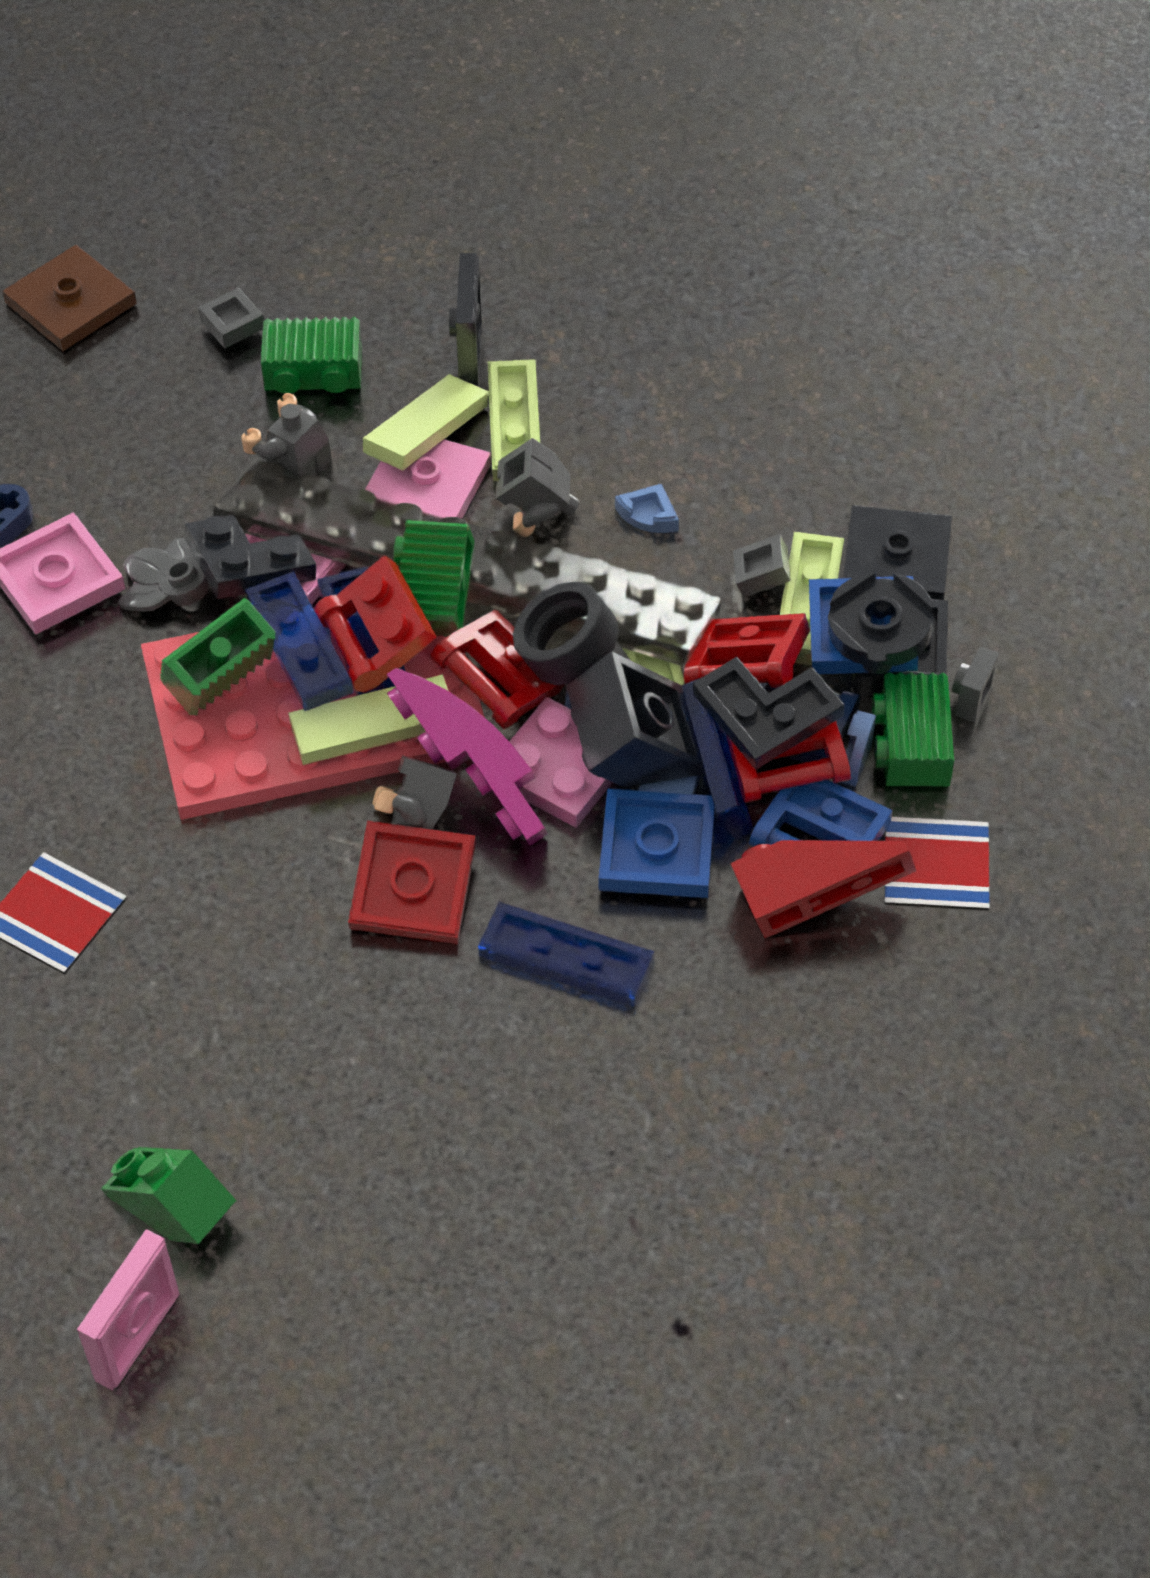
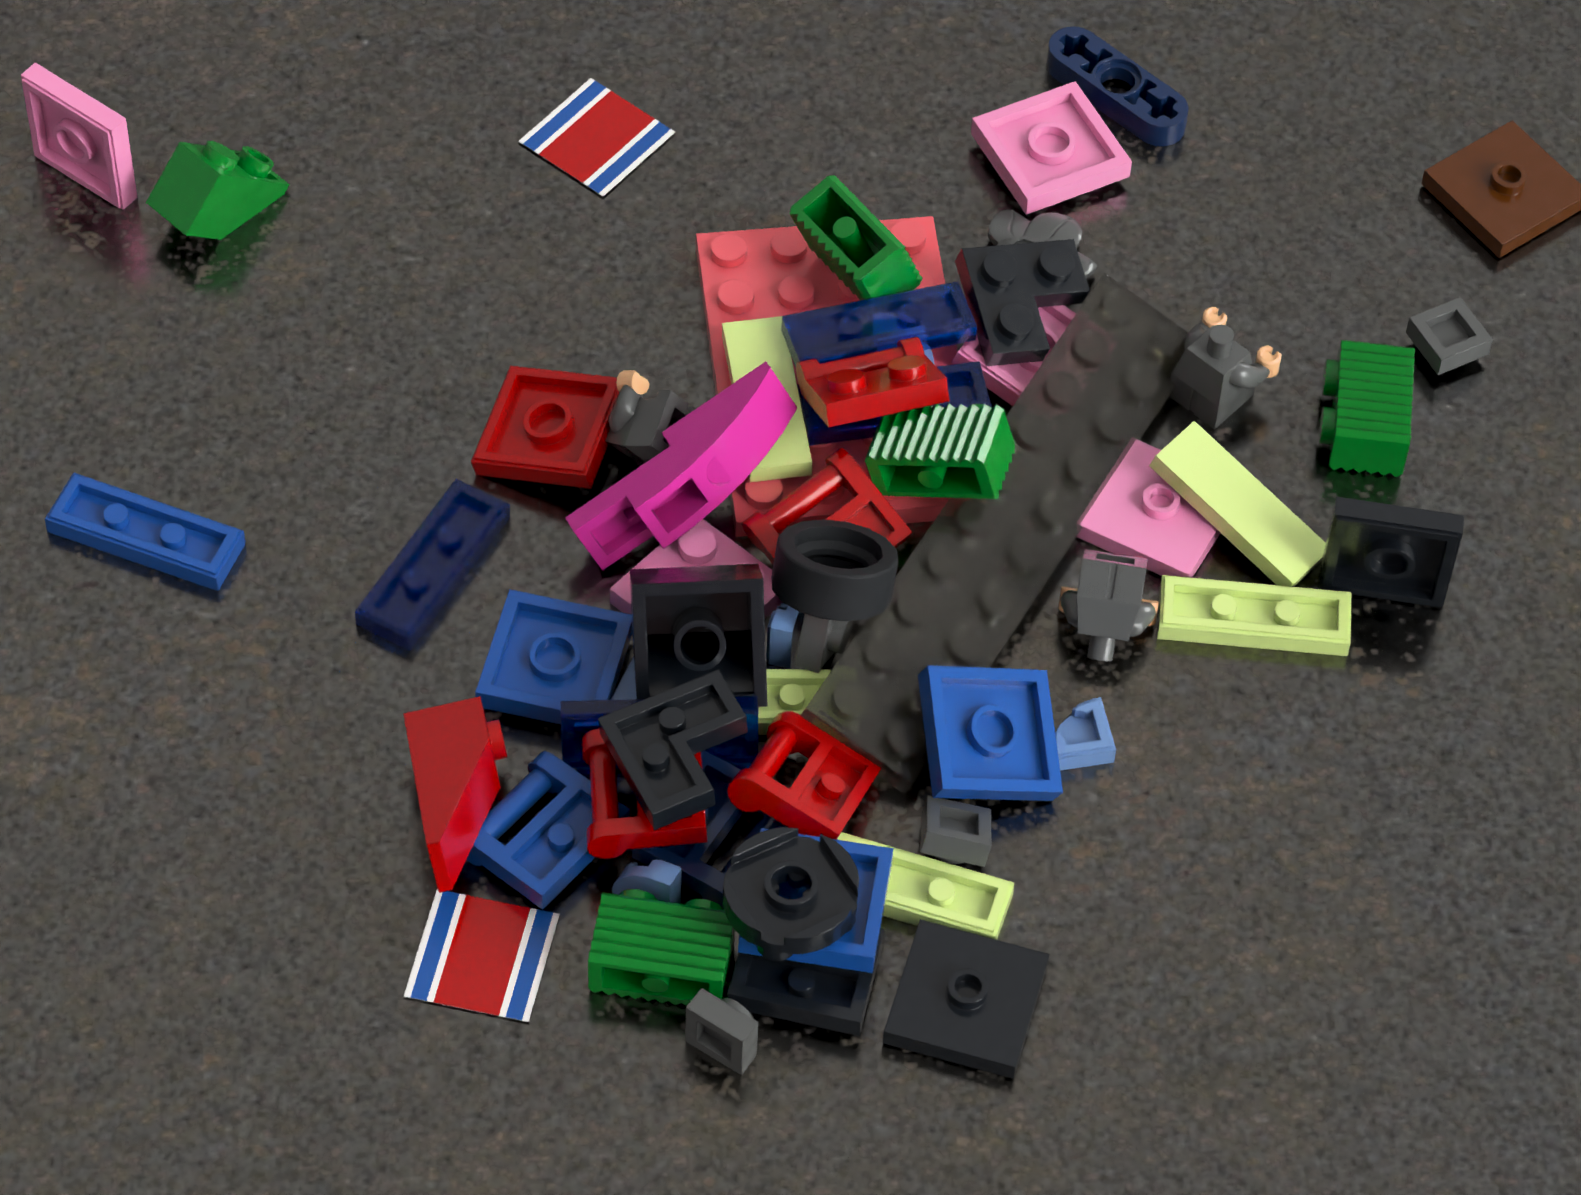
camera: 95 degrees right, 0 degrees up
(572, 1184) = (145, 531): none -> blue tile
(677, 546) = (990, 733): none -> blue plate

